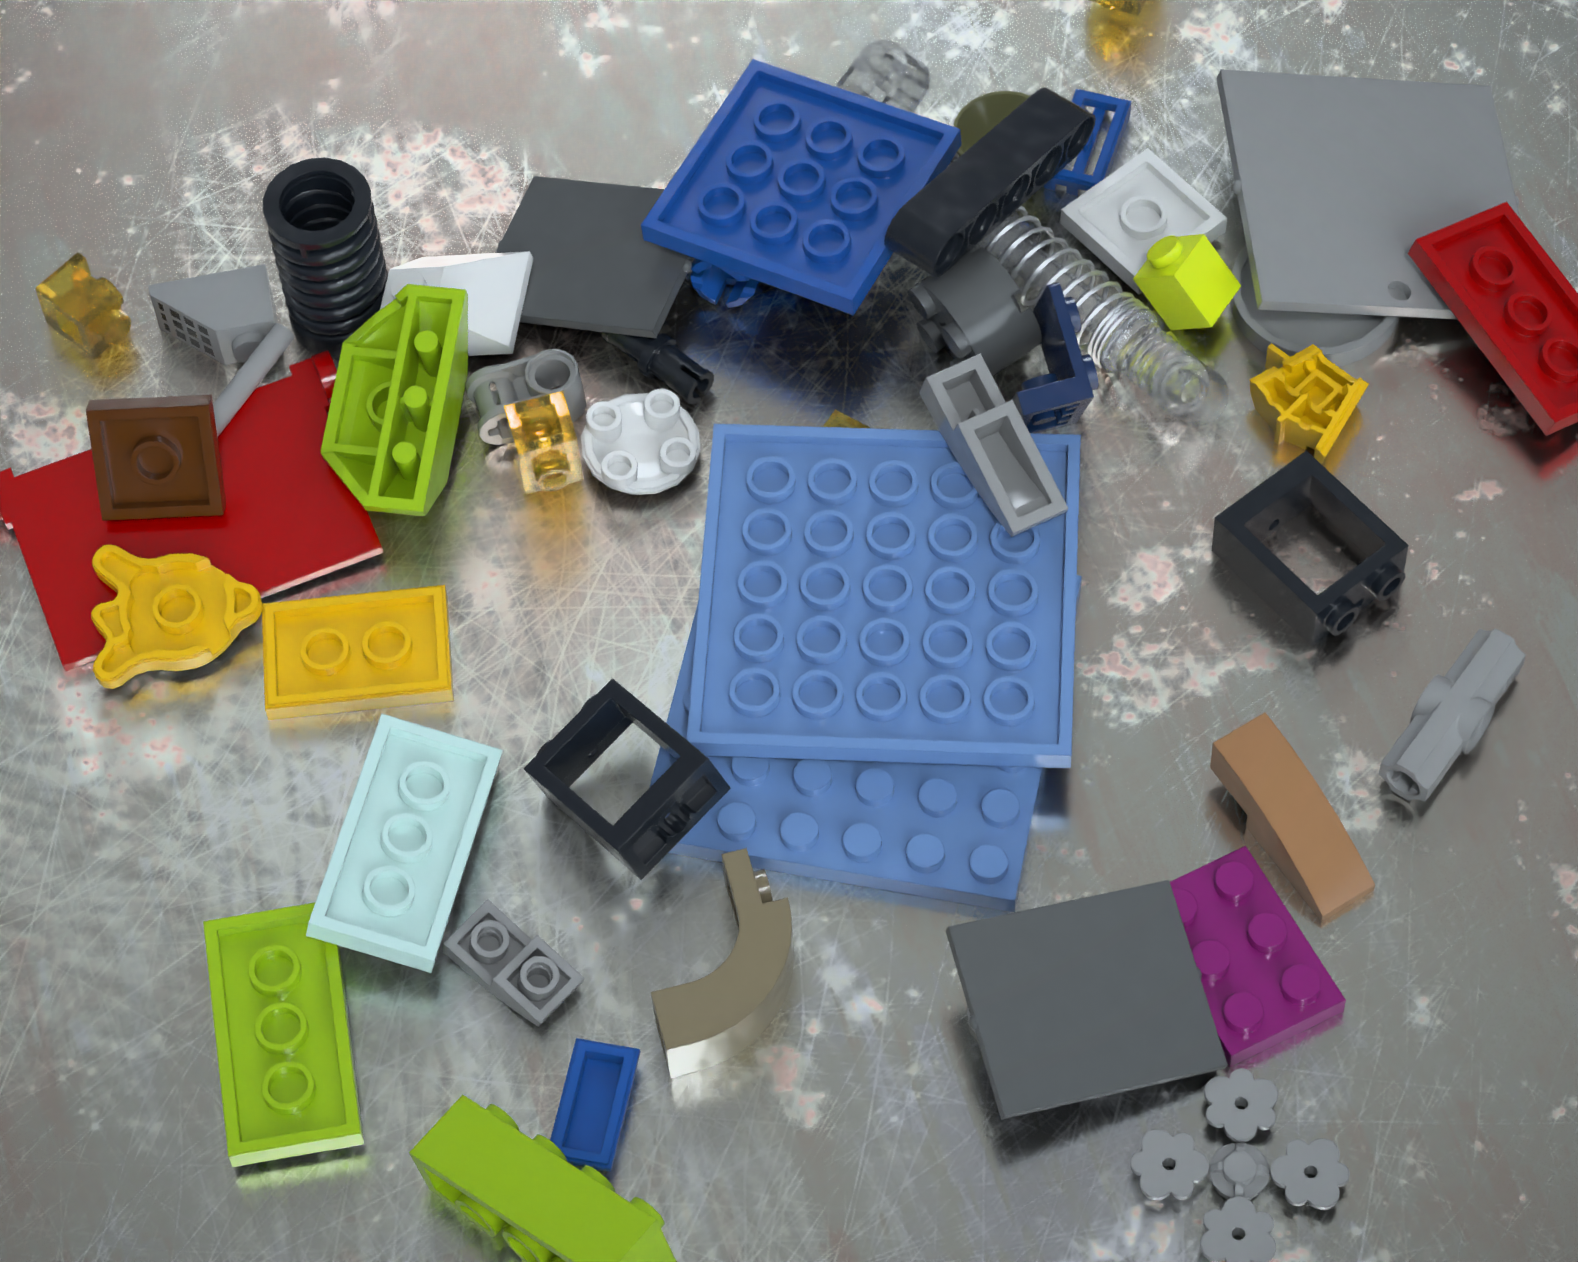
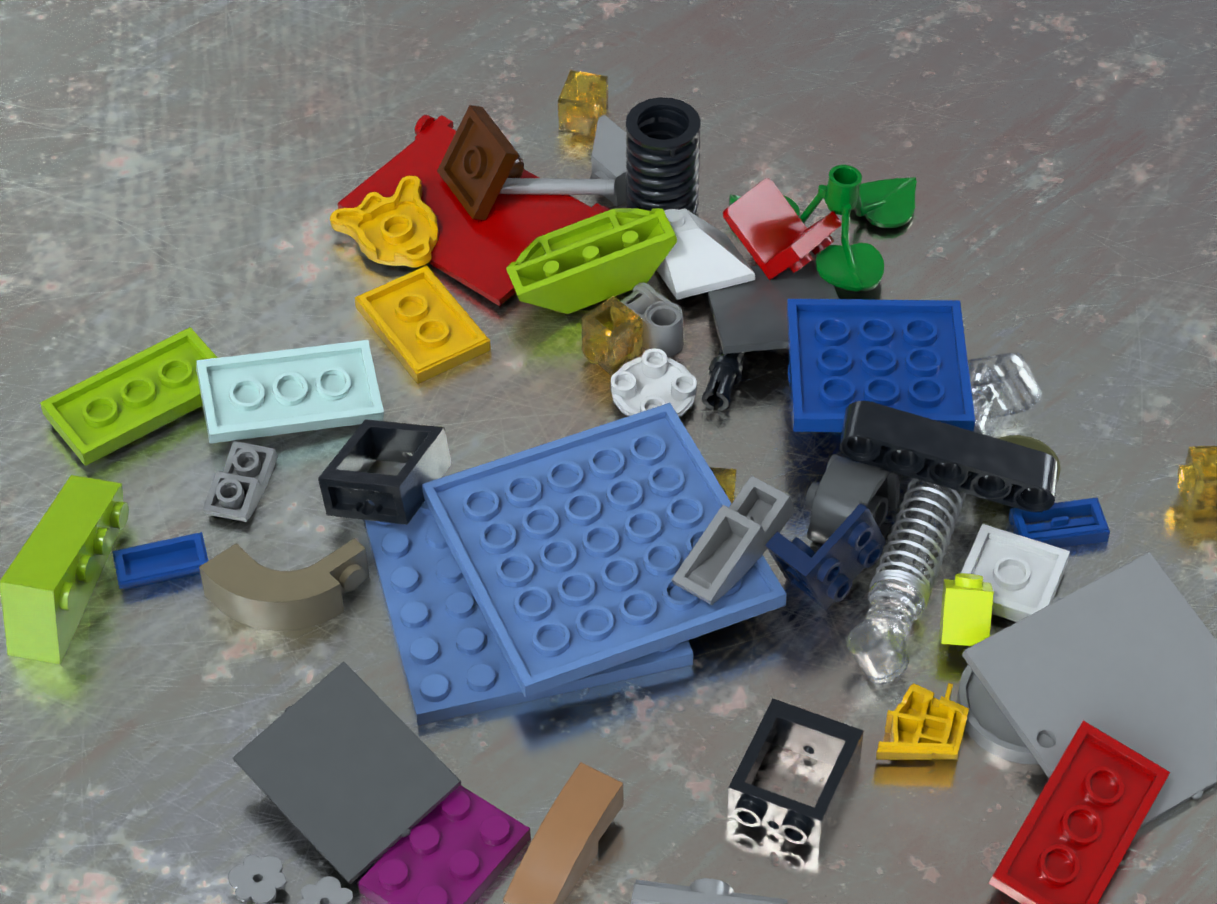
camera: 60 degrees right, 10 degrees down
(484, 83) = (884, 204): none -> green plant
(502, 199) = (774, 230): none -> bracket

